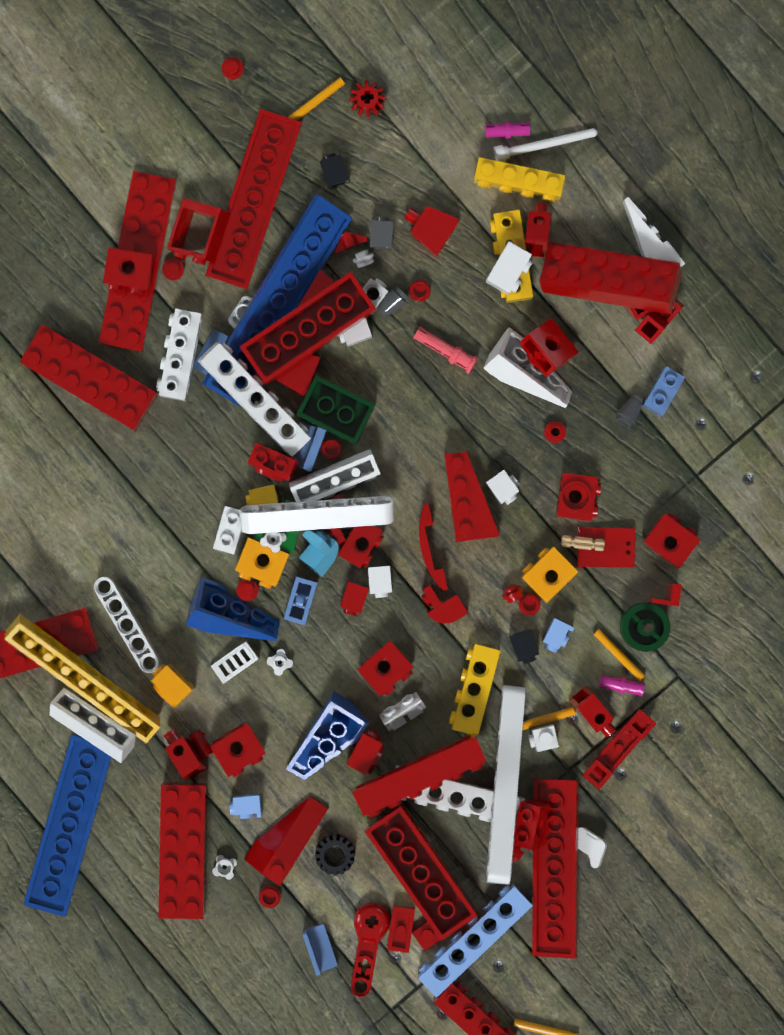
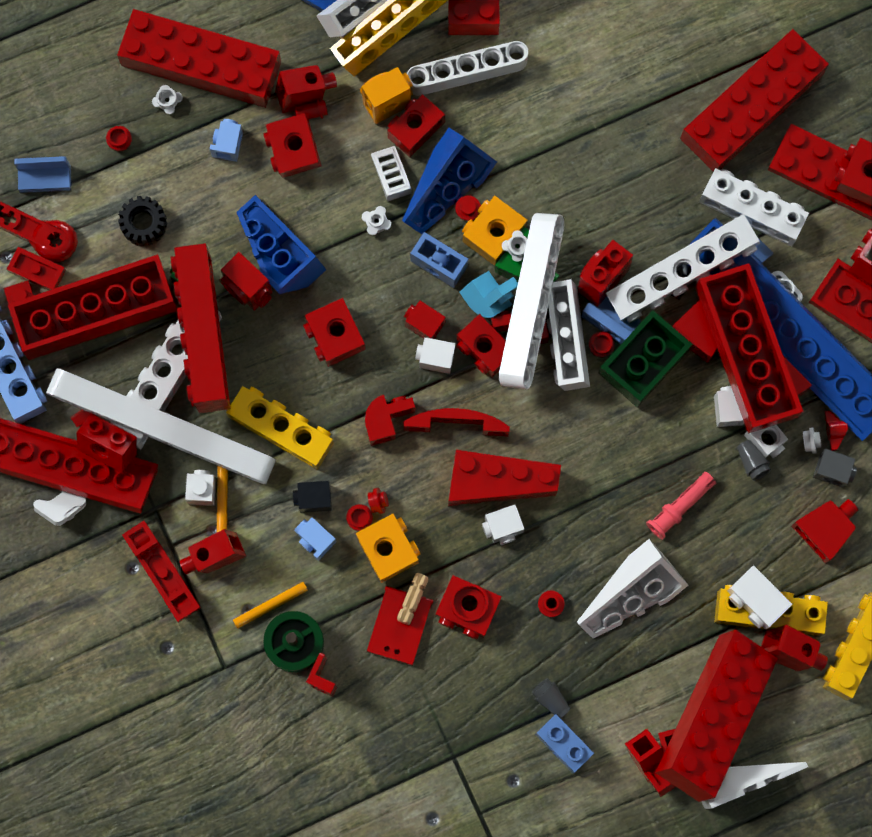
camera: 110 degrees right, 10 degrees down
(173, 269) = (853, 226): red plate -> none
(202, 657) = (409, 138): none -> red brick
(229, 531) = (535, 199): white brick -> none
(262, 495) = (569, 253): yellow brick -> none
(282, 844) = (171, 167): red wedge -> none
(393, 715) = (277, 328): white hinge -> none
(419, 291) = (757, 494): red plate -> none
(548, 347) = (663, 630): red brick -> none
(621, 685) = (234, 597): dark pink pin -> none
(684, 539) = (383, 718): red brick -> none

